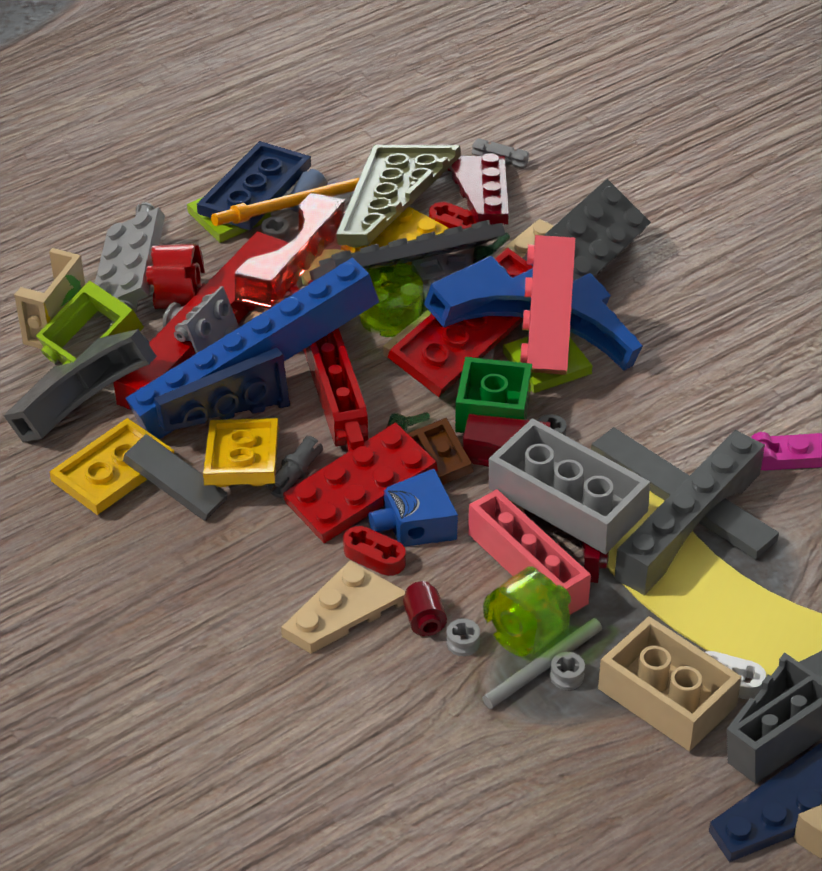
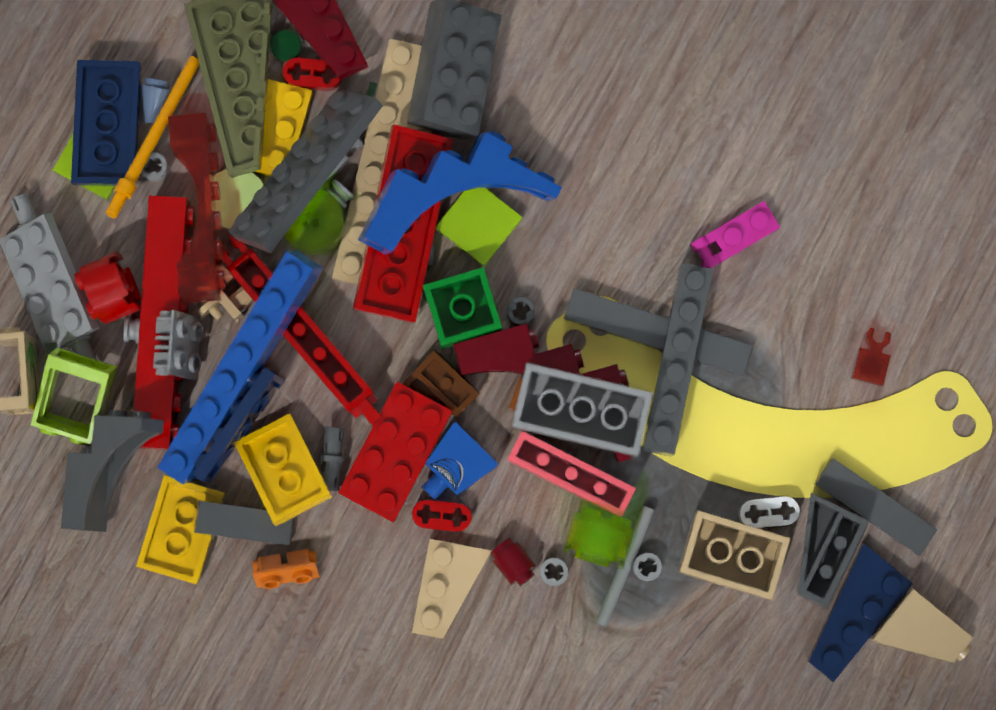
camera: 30 degrees left, 40 degrees up
(188, 533) = (271, 573): none -> orange hinge
(404, 422) = (396, 362): clear green hand -> none
(443, 194) = (285, 45): none -> dark green tile
(550, 304) = (474, 202): coral brick -> none

